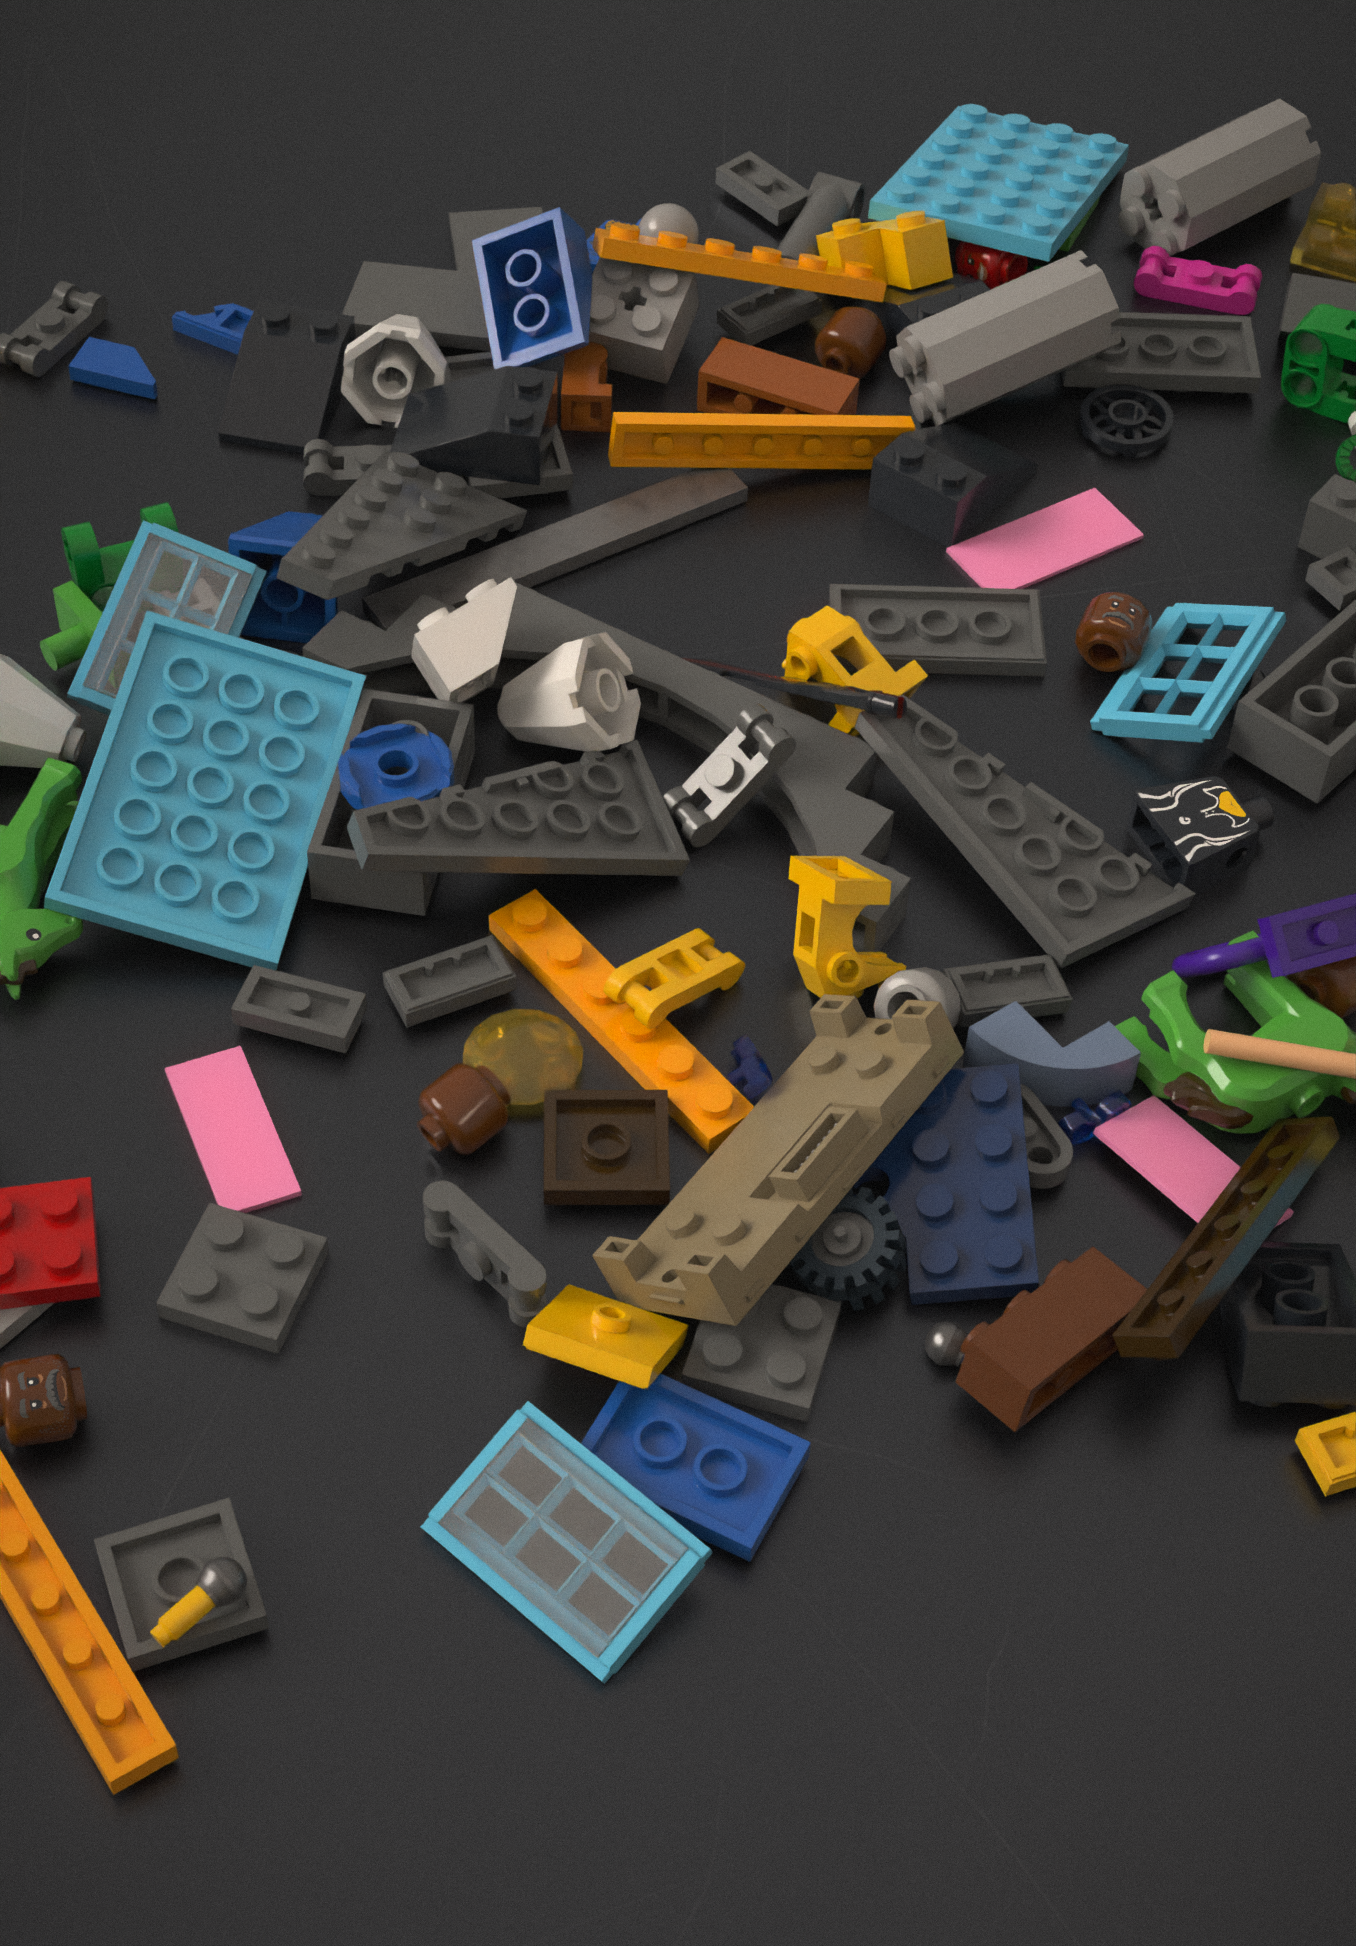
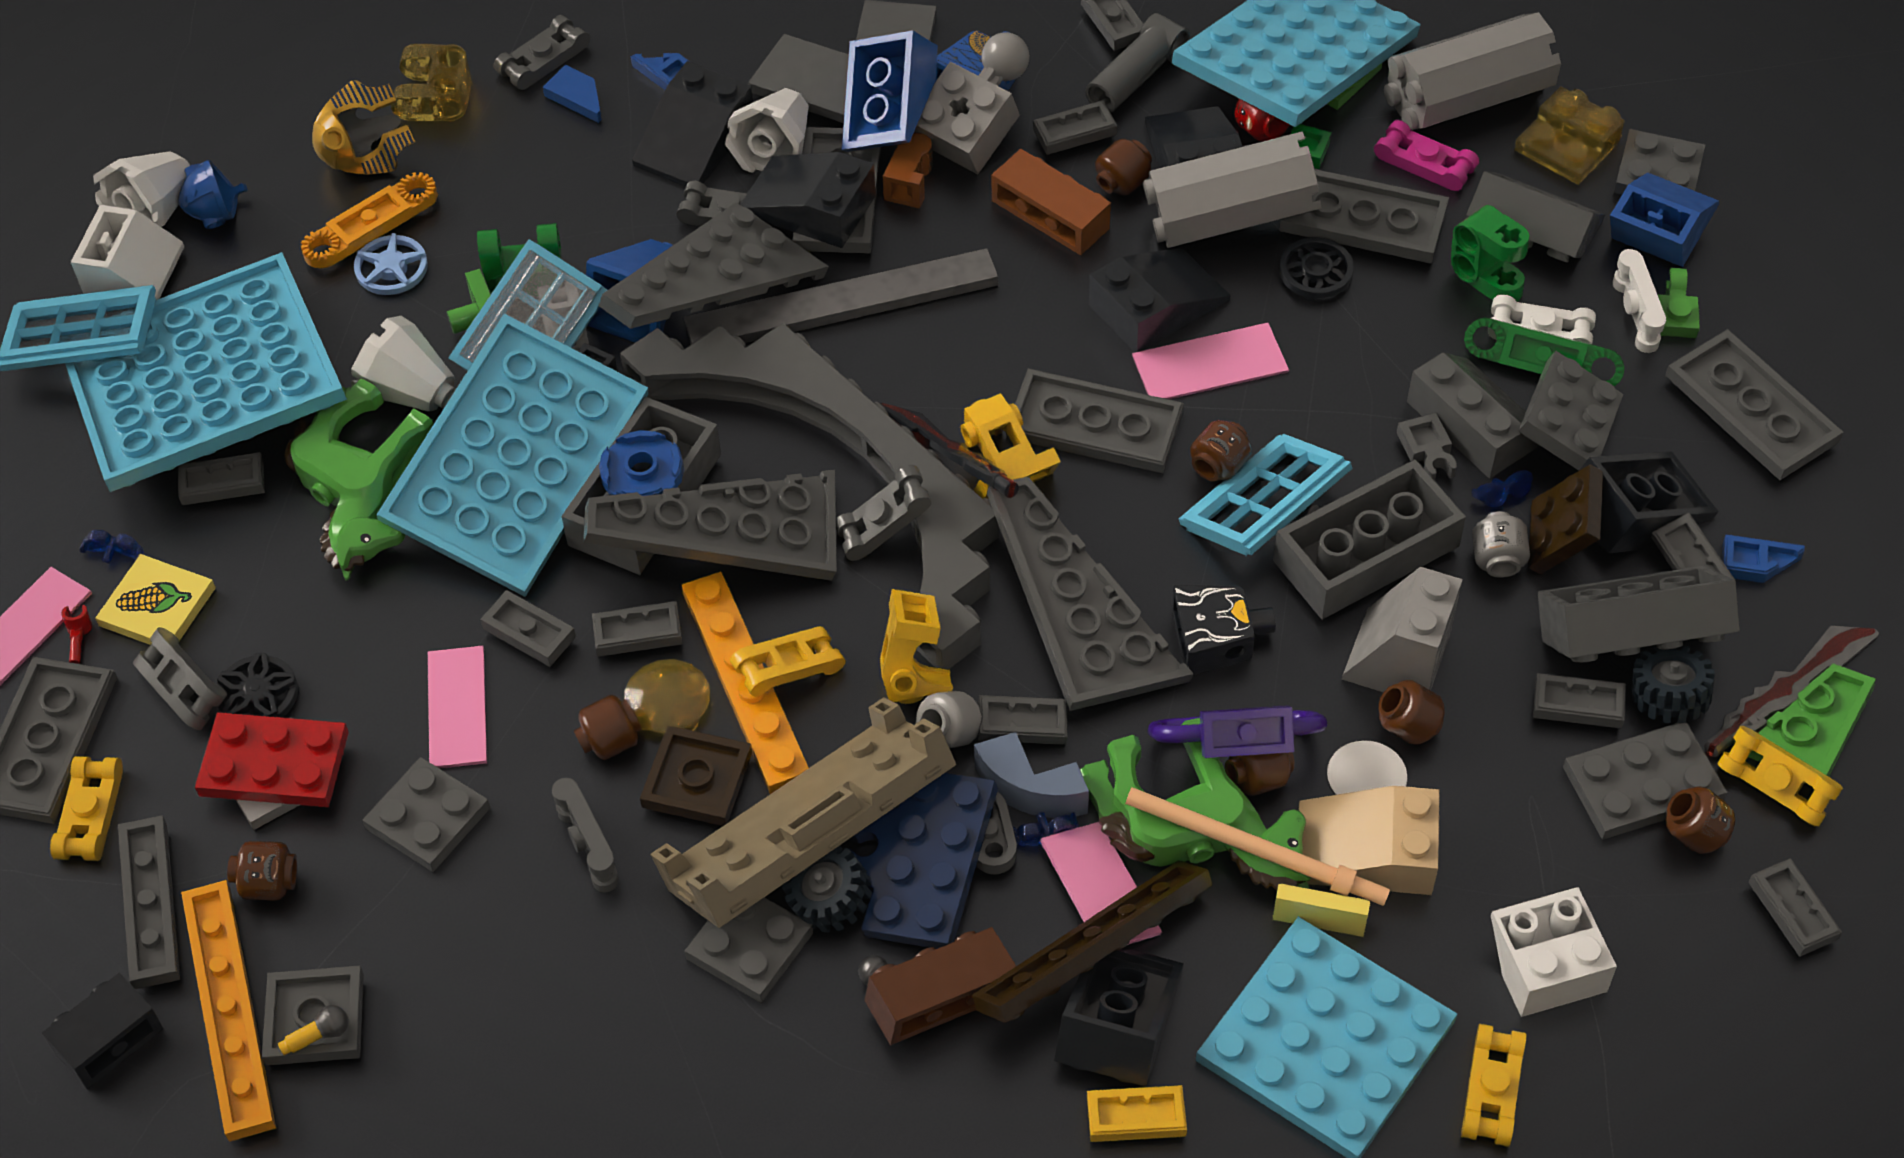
camera: 20 degrees right, 5 degrees up
(464, 647) = (726, 379): white slope -> none
(566, 1541) = (564, 1047): clear piece -> none
(574, 698) = (798, 431): white cone -> none
(605, 1336) = (639, 912): yellow plate -> none
(699, 1460) = (667, 1011): blue plate -> none
(720, 259) = (1039, 89): light orange plate -> none
(751, 440) = (1010, 240): light orange plate -> none
(752, 1067) = (815, 742): clear blue piece -> none
(902, 250) = (1173, 94): yellow brick -> none

